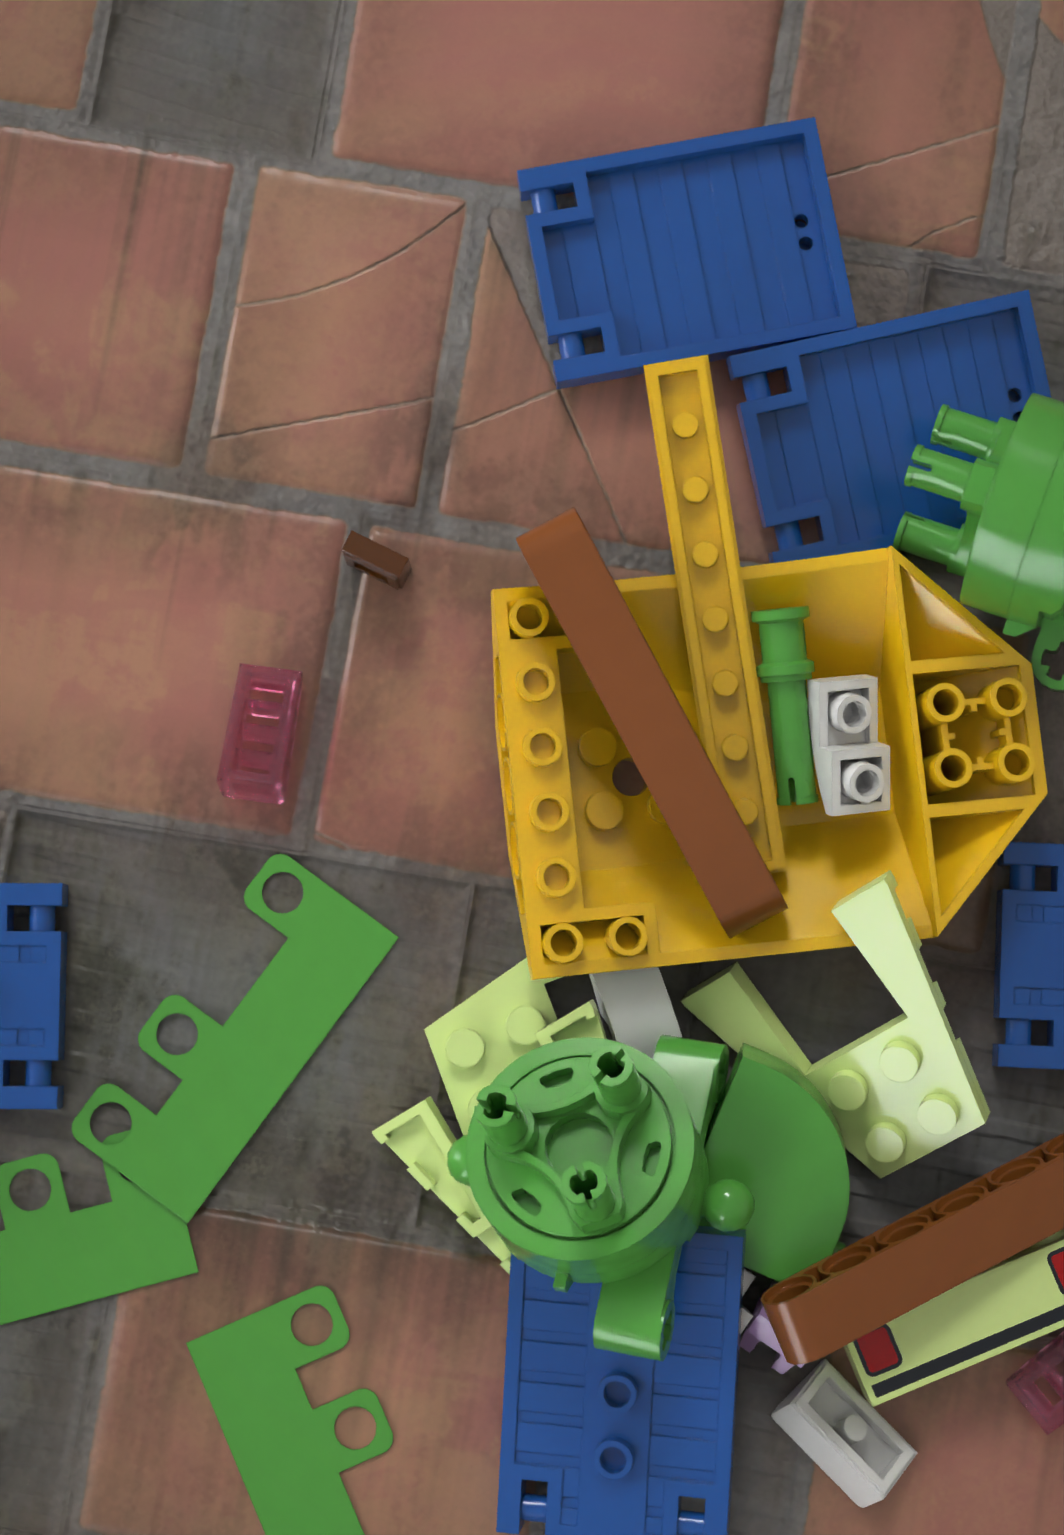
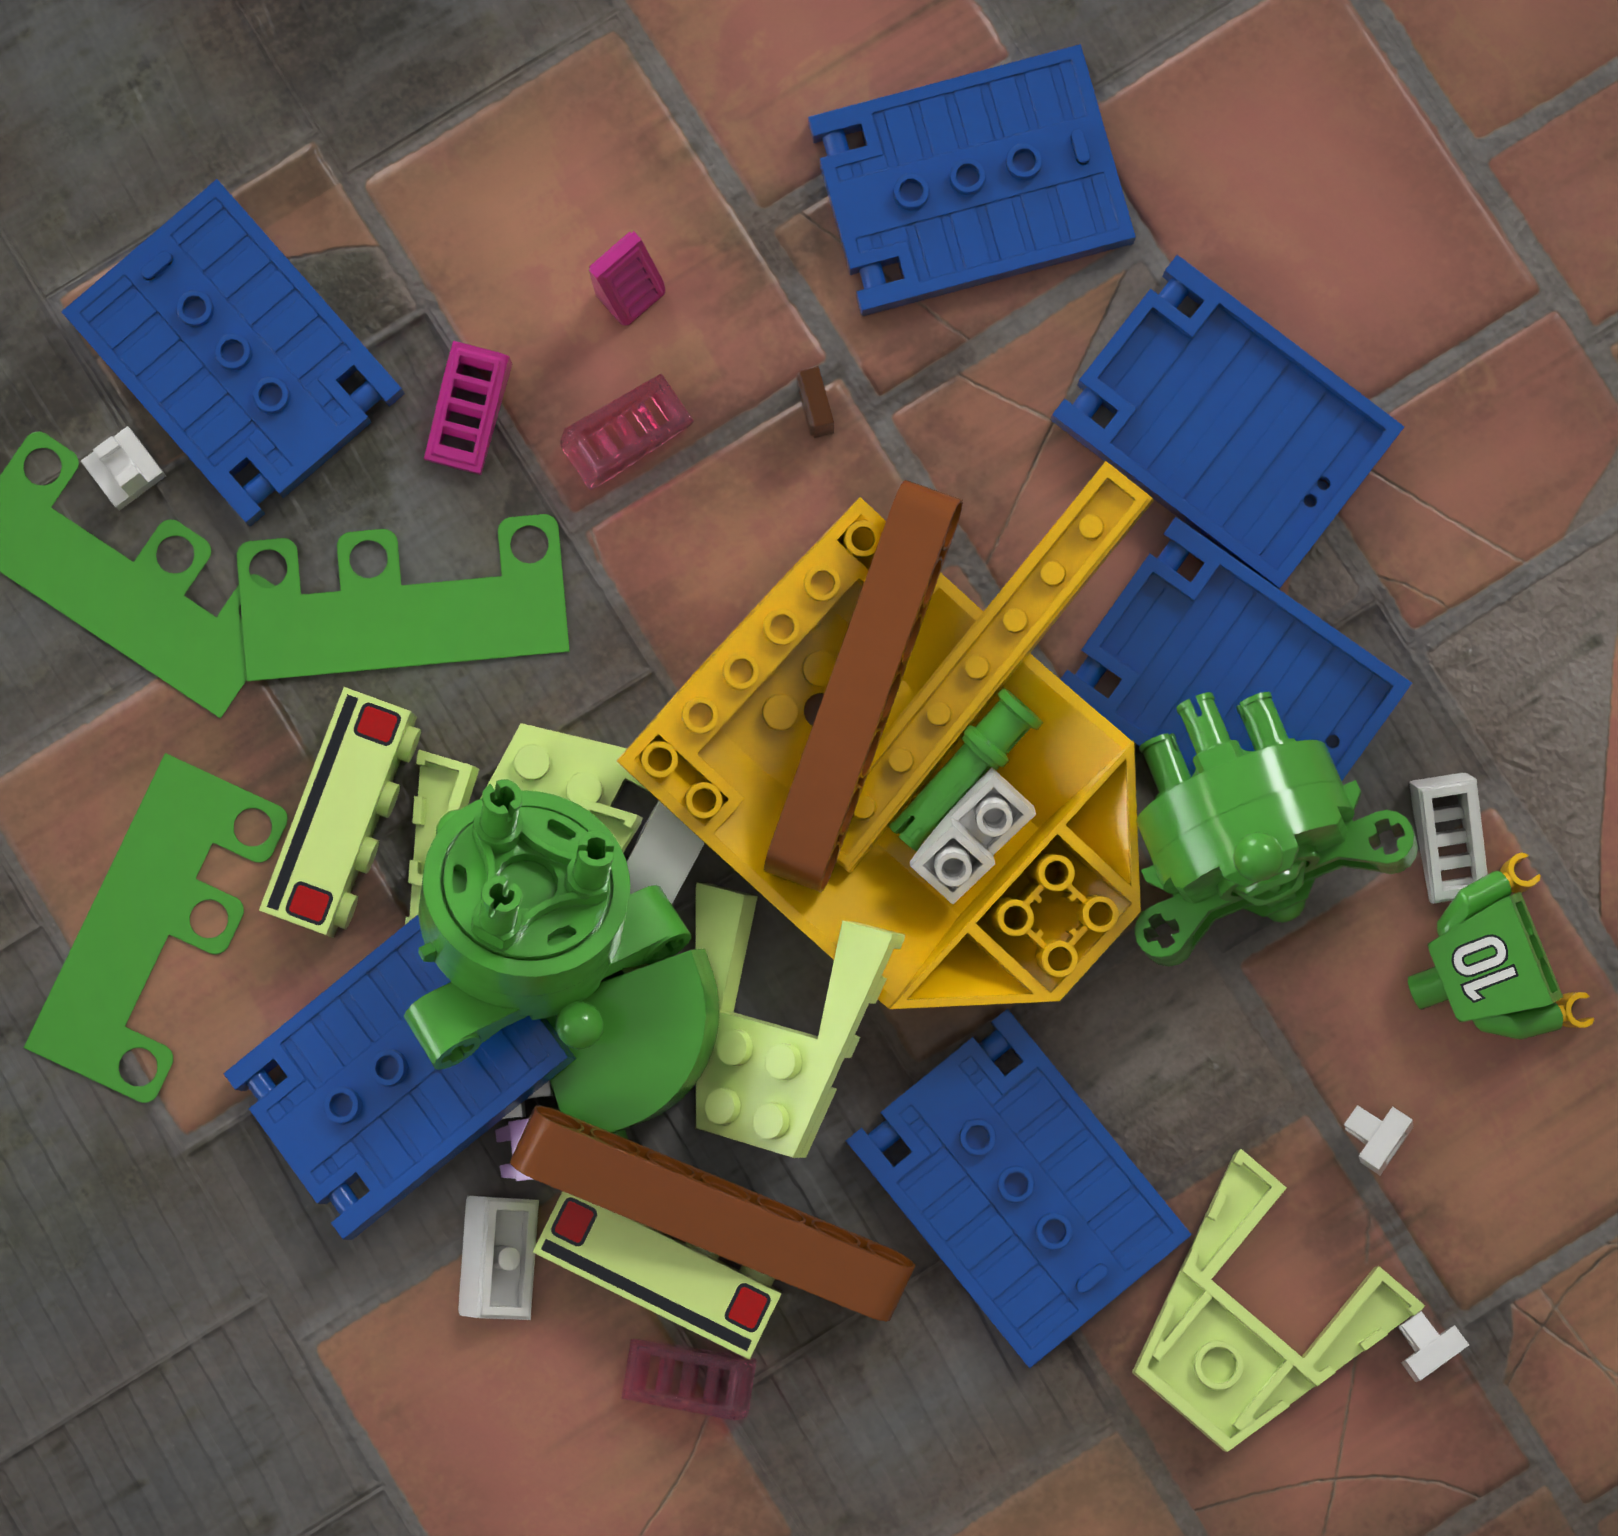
camera: 50 degrees right, 0 degrees up
(95, 798) = (480, 358): none -> dark pink slope
(140, 621) = (626, 279): none -> dark pink slope
(308, 279) = (973, 179): none -> blue door
(367, 1246) = (340, 812): none -> yellowish green brick

